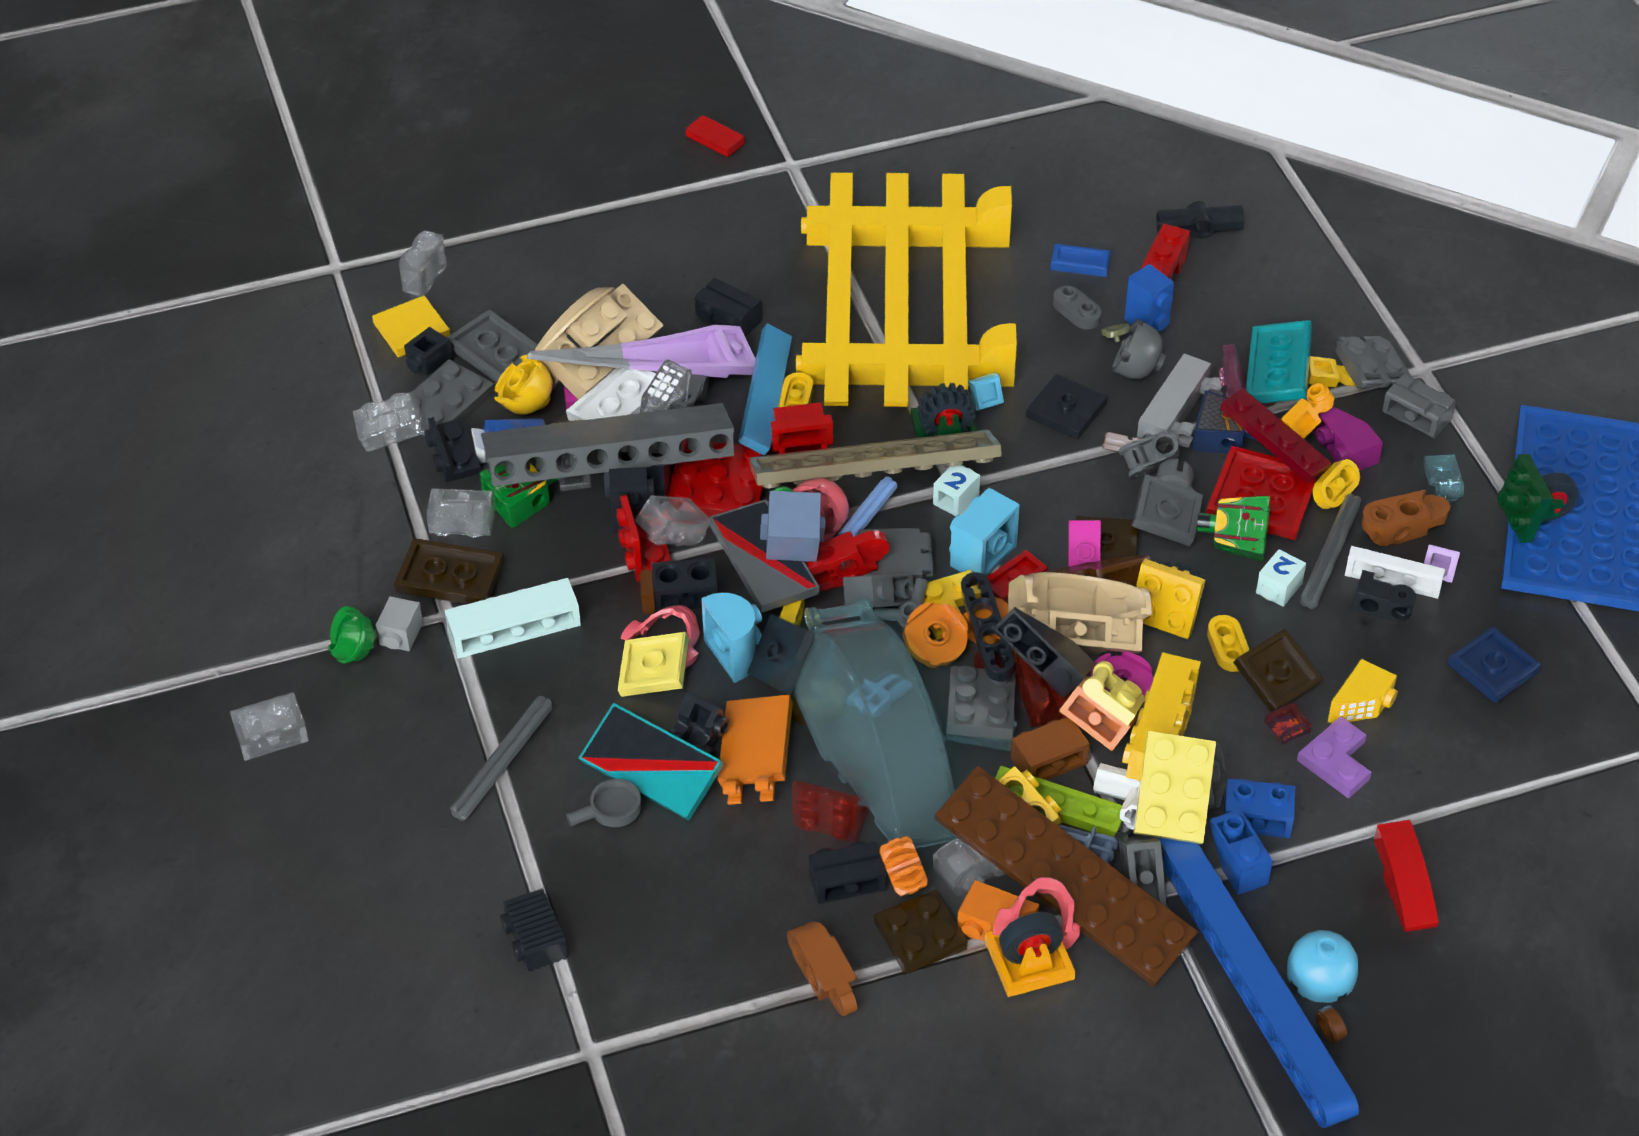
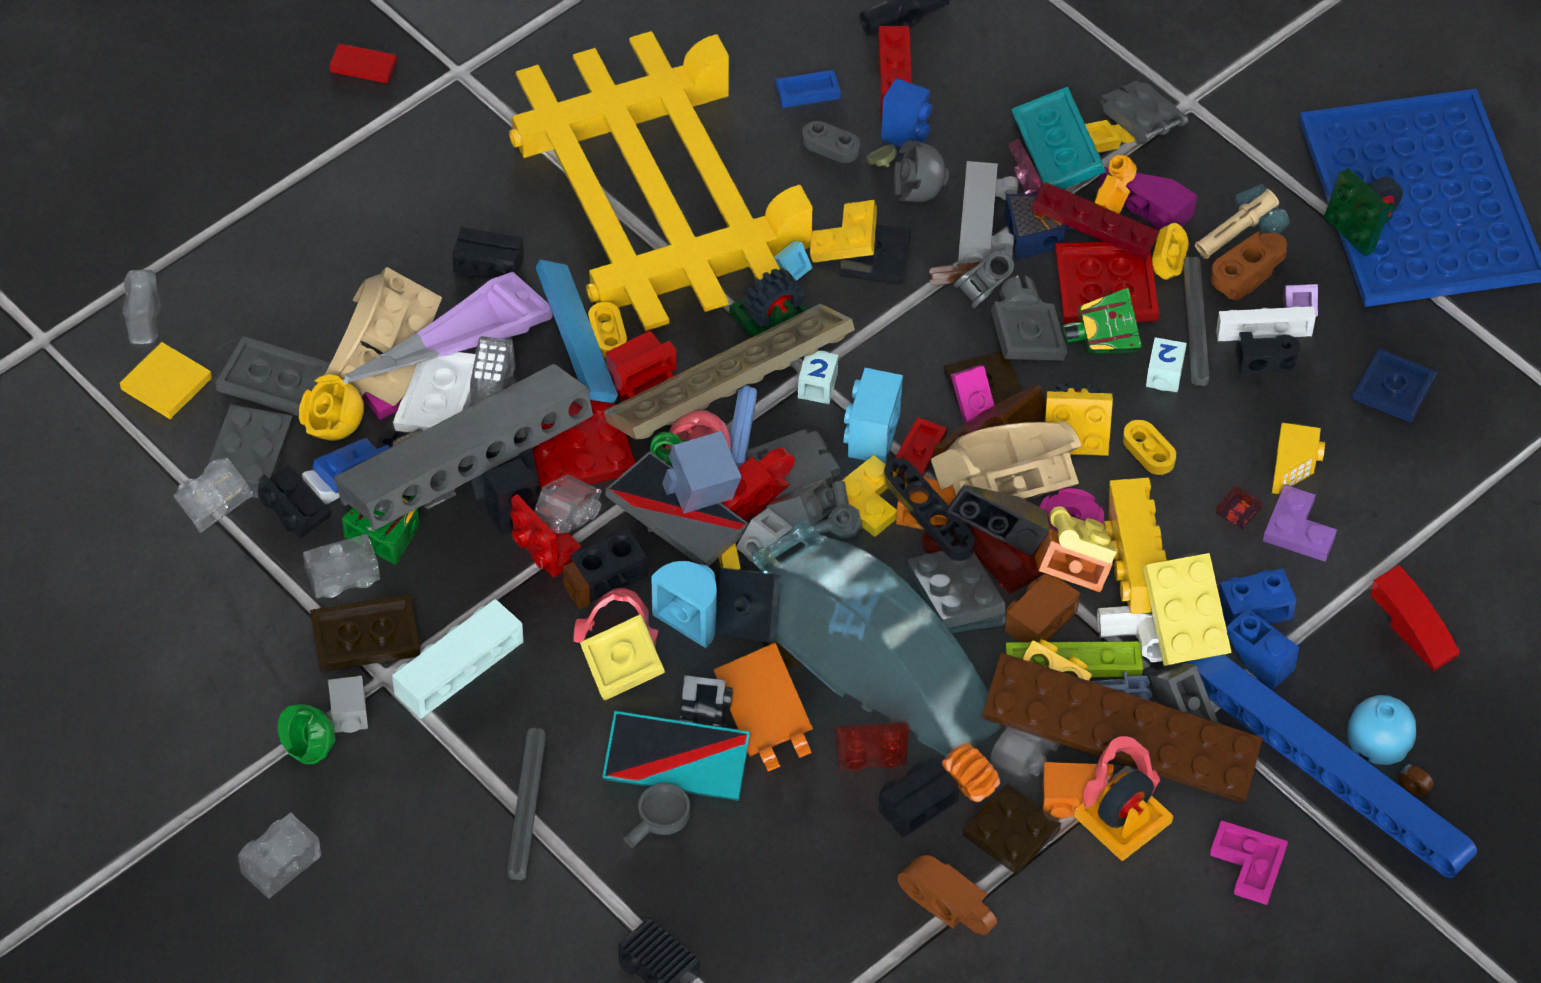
camera: 25 degrees left, 5 degrees up
(427, 351) = (203, 409): black brick -> none
(829, 595) = (762, 532): none -> light grey brick
(934, 652) = (895, 525): orange plate -> none
(1046, 388) = (851, 240): none -> yellow plate
(1138, 1036) = (1256, 853): none -> dark pink plate
(1278, 671) = (1208, 459): dark brown plate -> none
(1411, 479) = (1246, 216): none -> tan pin
(1419, 405) = (1207, 143): dark grey brick -> none

